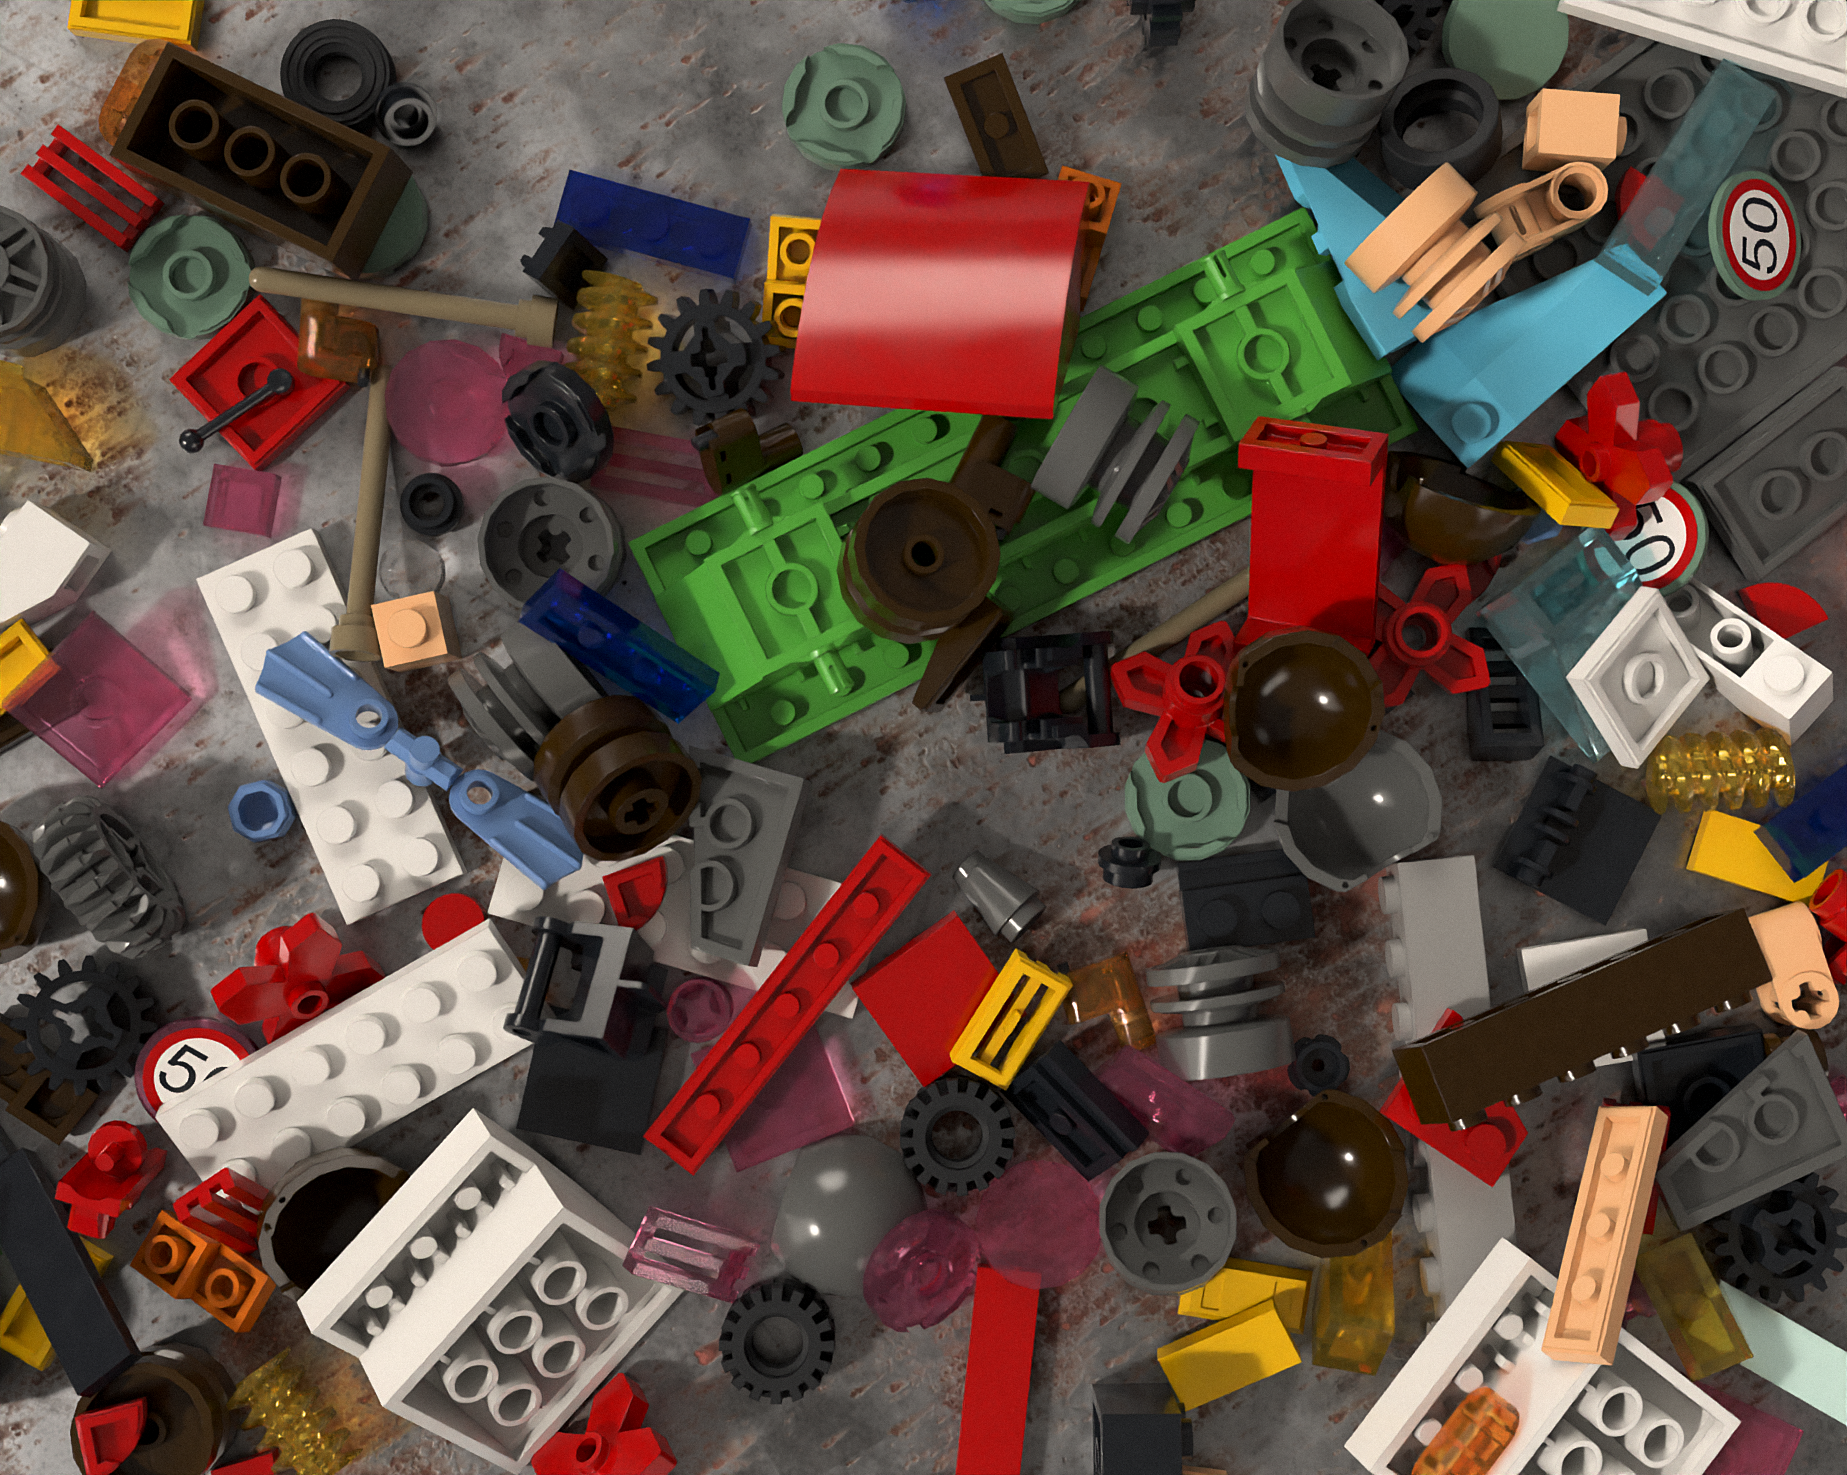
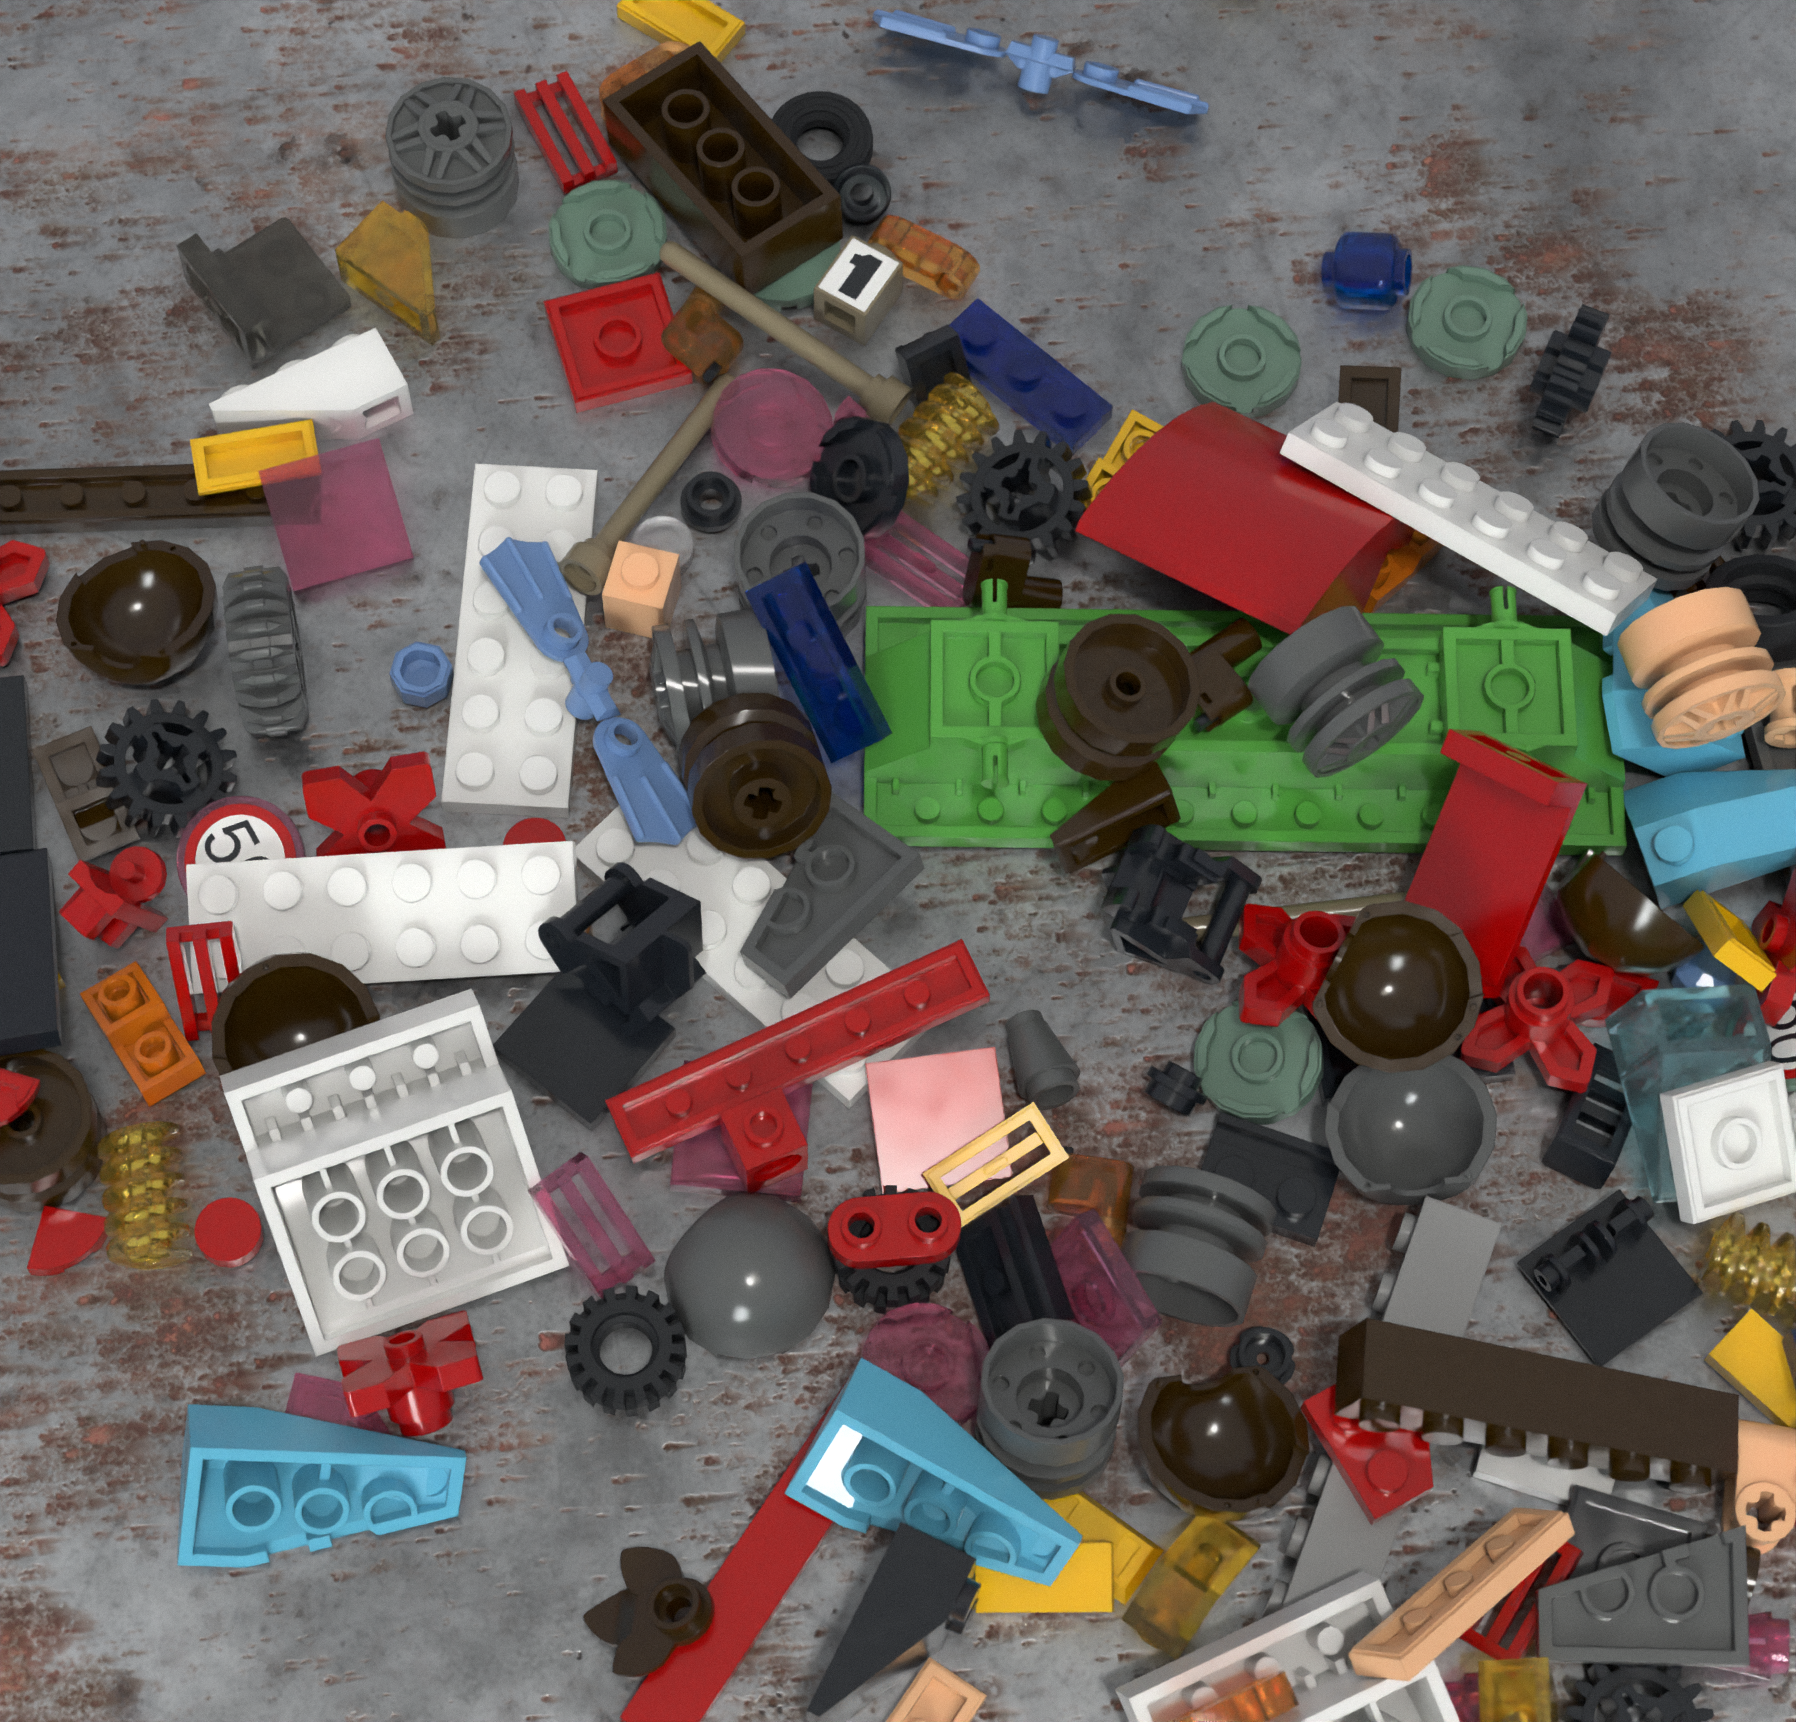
camera: 25 degrees right, 20 degrees down
(242, 501) = (549, 424): clear pink tile -> none
(278, 382) = (637, 345): black hinge -> none
(372, 1419) = (229, 1232): none -> red tile
(455, 218) = (858, 289): none -> brick
(497, 152) = (928, 257): none -> clear orange beam
(637, 892) = (720, 887): red tile -> none
(686, 1015) = (711, 1011): clear pink wheel -> none
(801, 1109) = (764, 1140): none -> red brick
(921, 1270) = (796, 1344): clear pink tile -> none
(952, 1128) = (895, 1233): none -> red plate
(1063, 1332) = (900, 1459): none -> medium azure wedge
(1142, 188) = (1470, 516): none -> white plate

